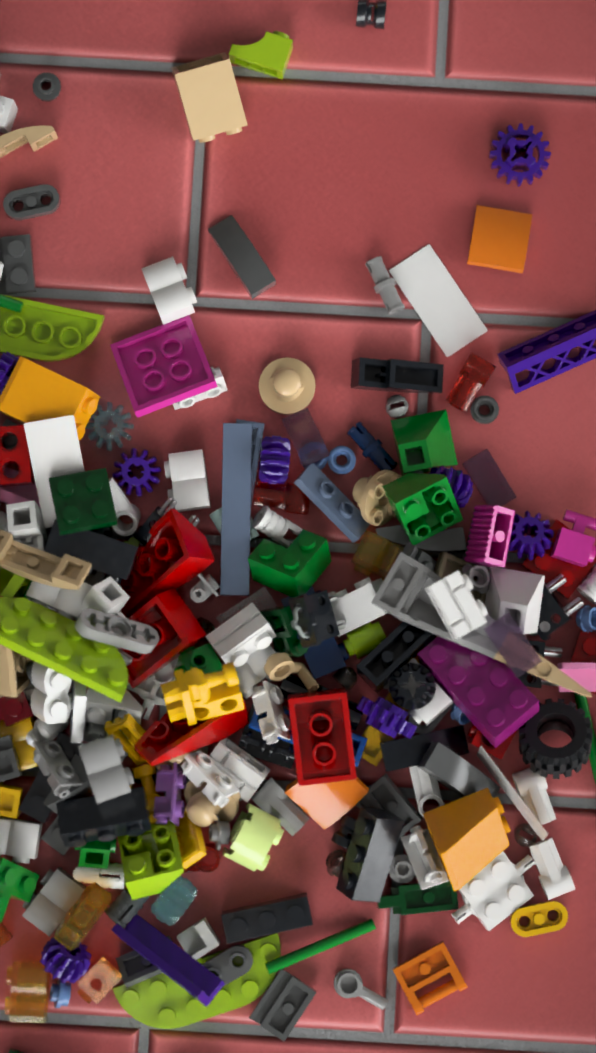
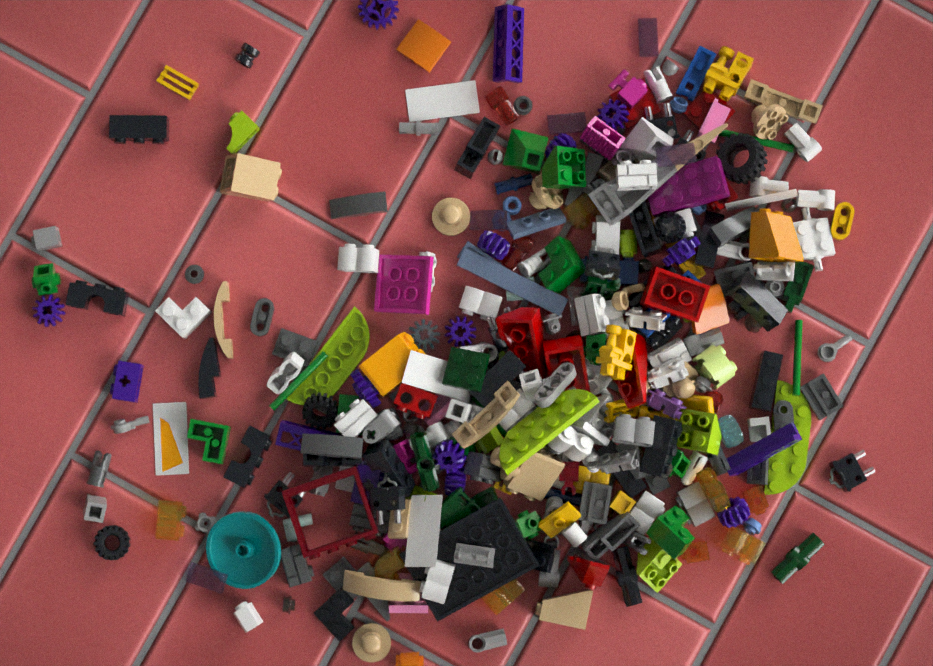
camera: 65 degrees left, 0 degrees up
(425, 969) = (840, 302): orange plate -> none

